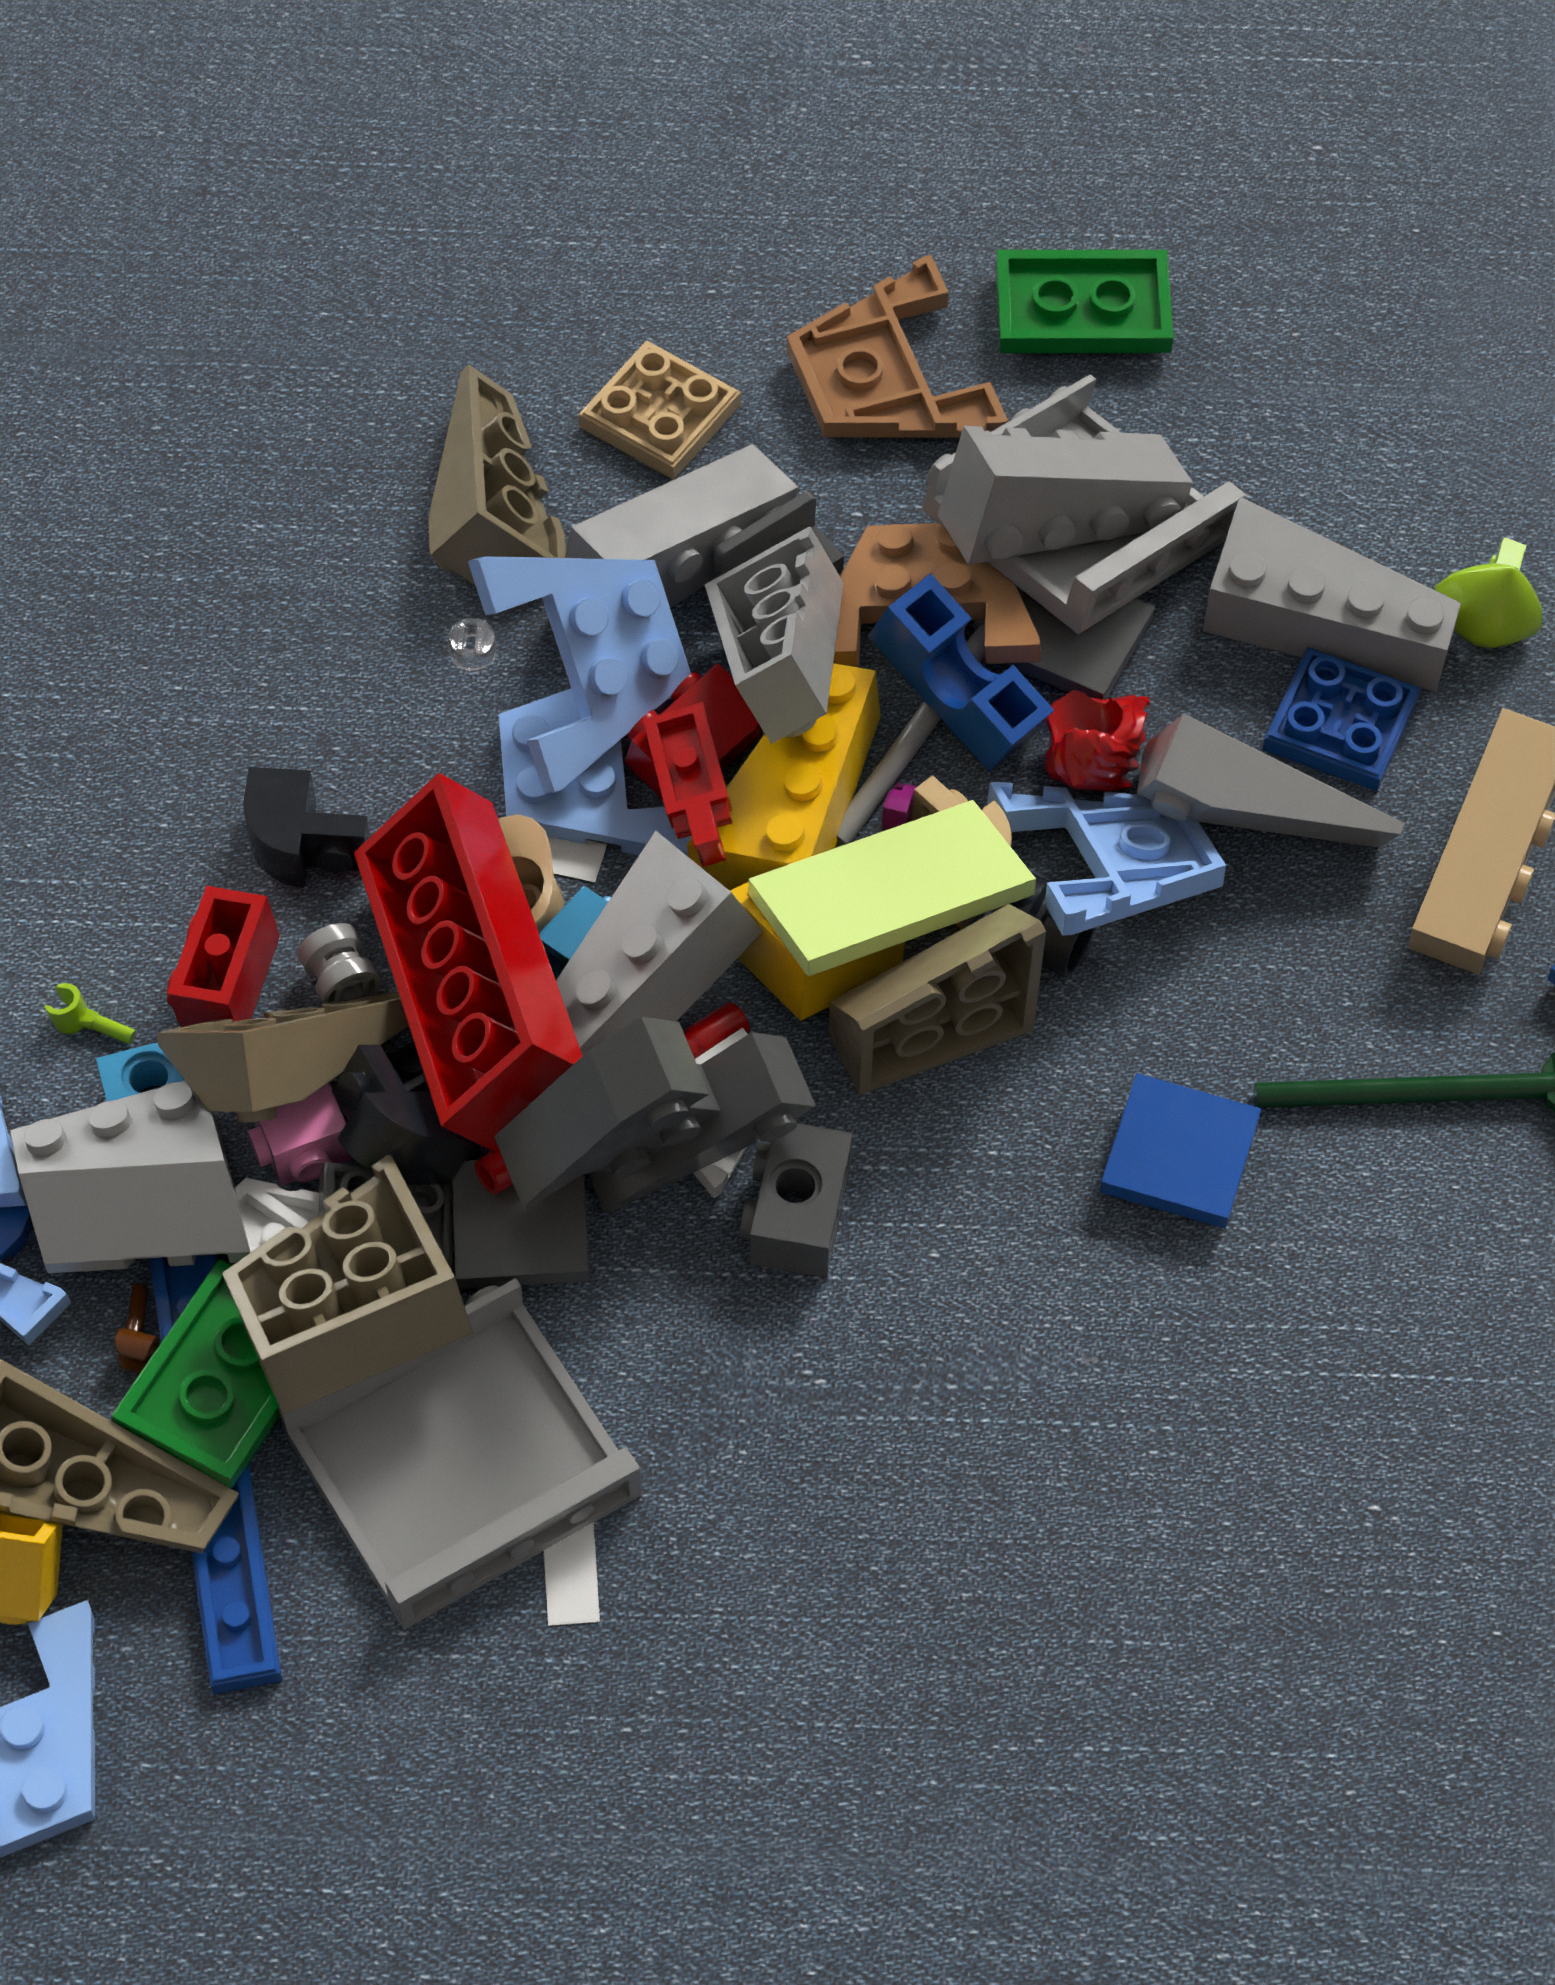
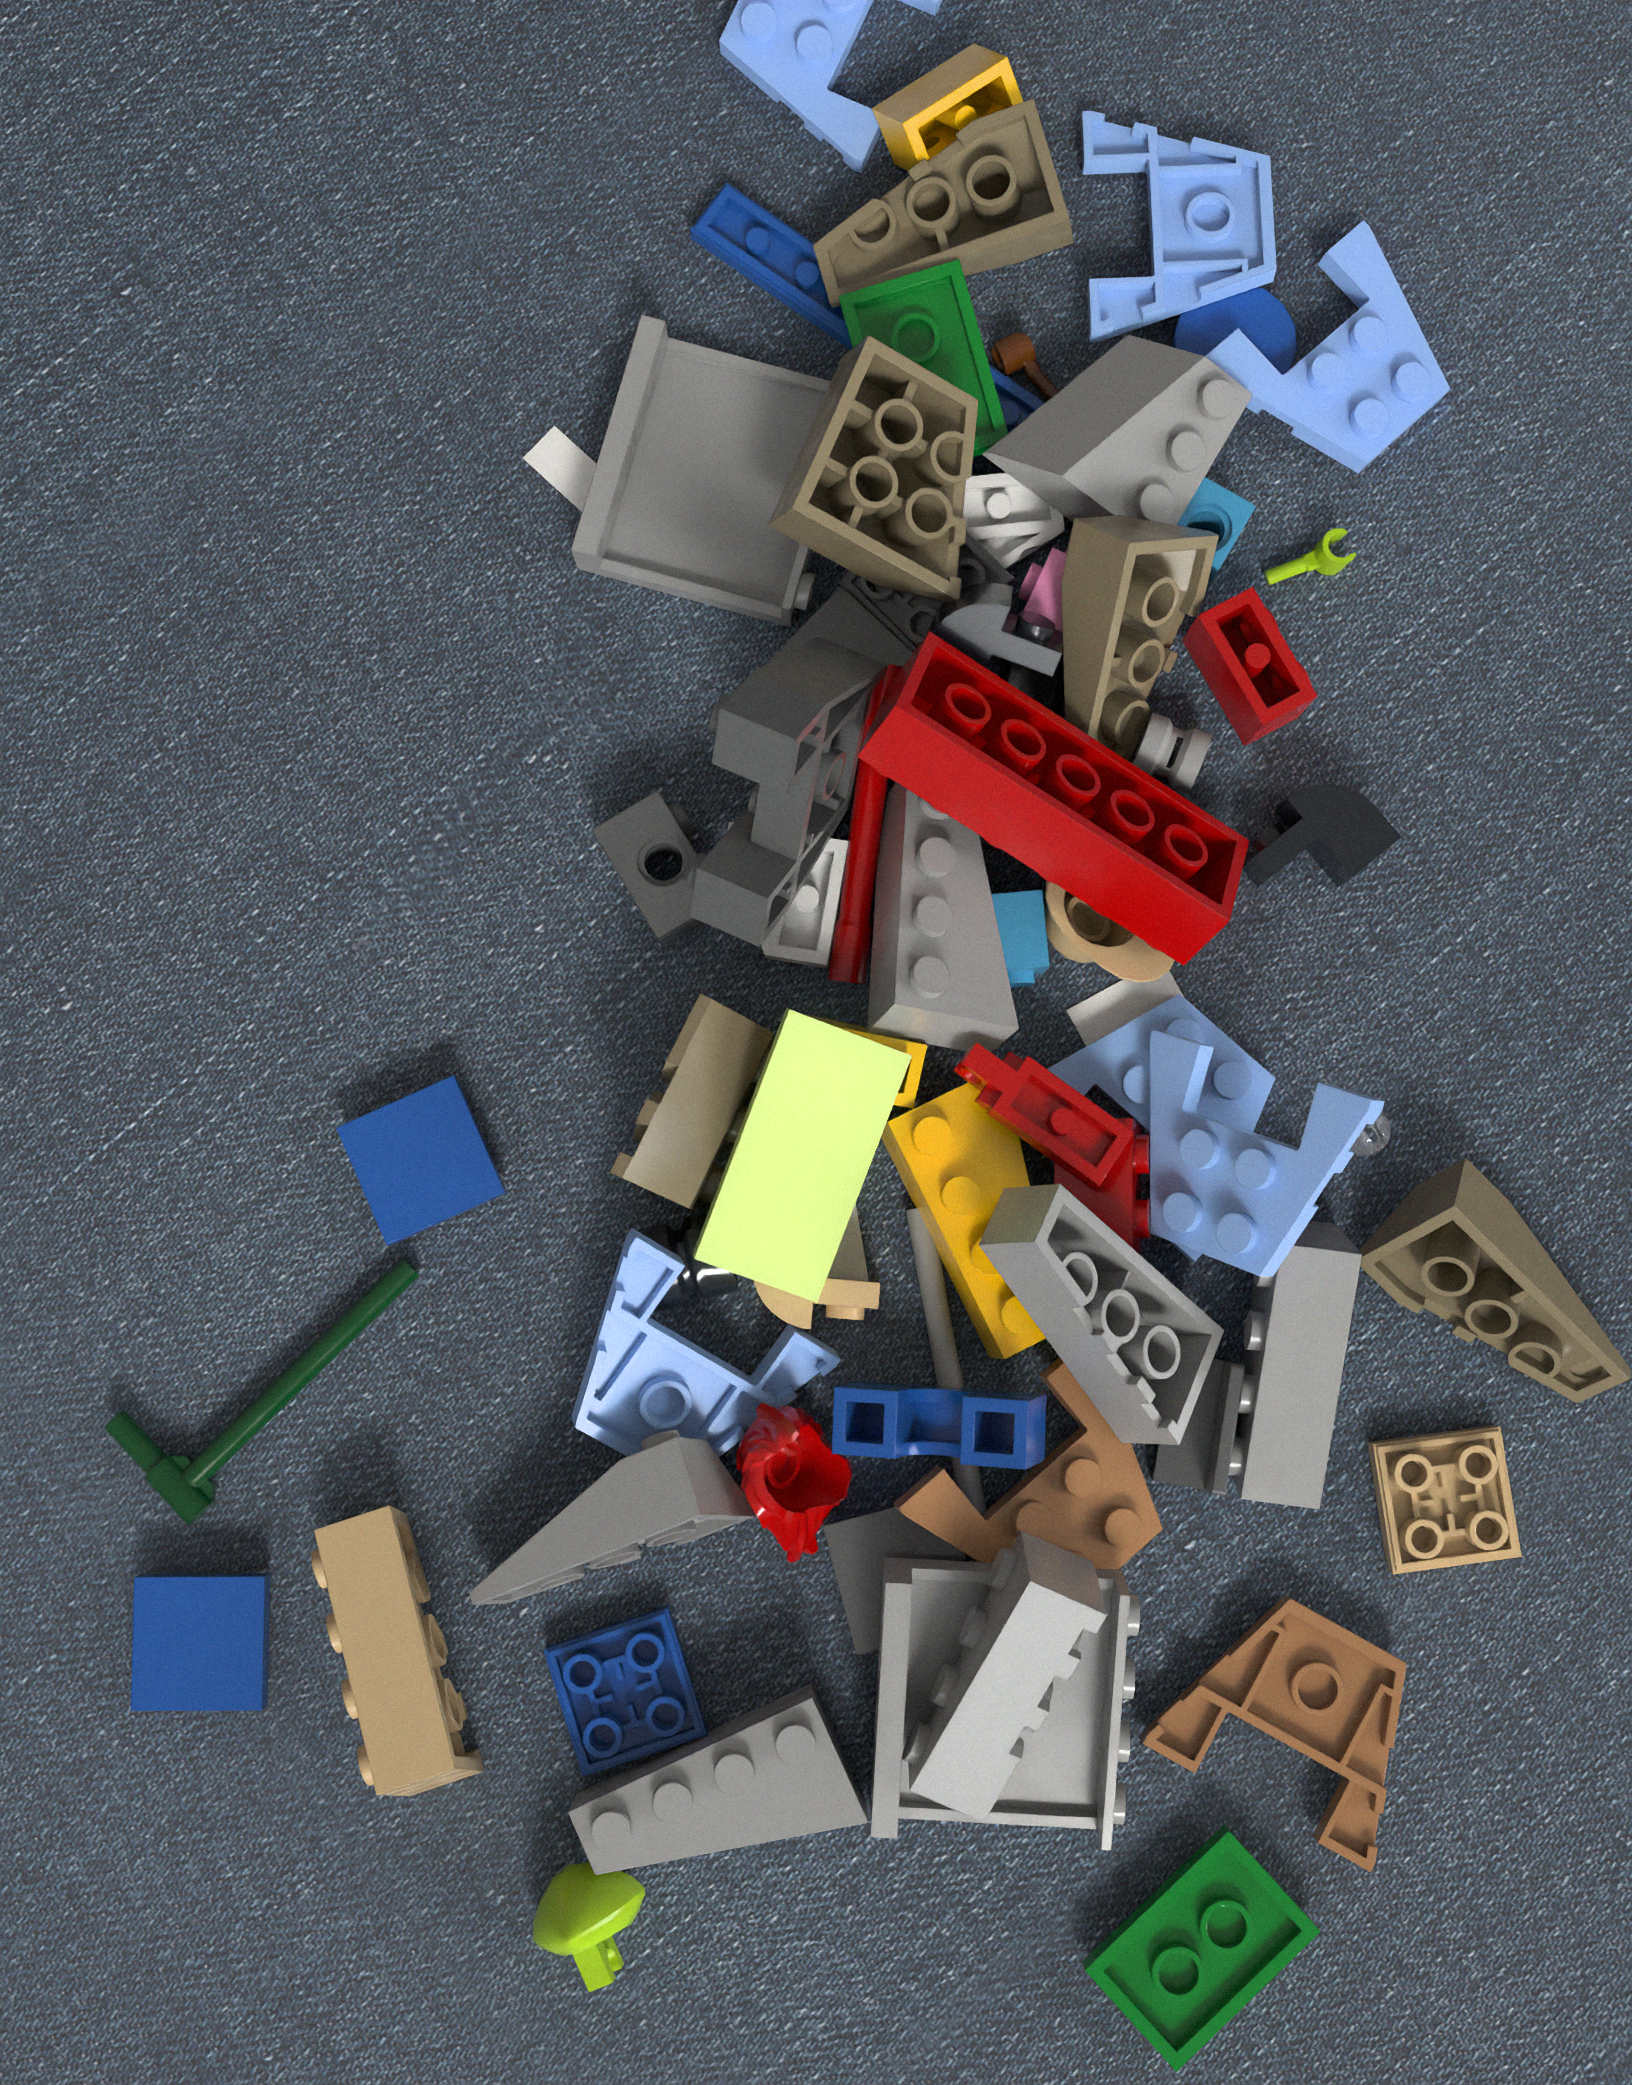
camera: 140 degrees right, 25 degrees up
(898, 806) = (891, 1277): magenta tile -> none

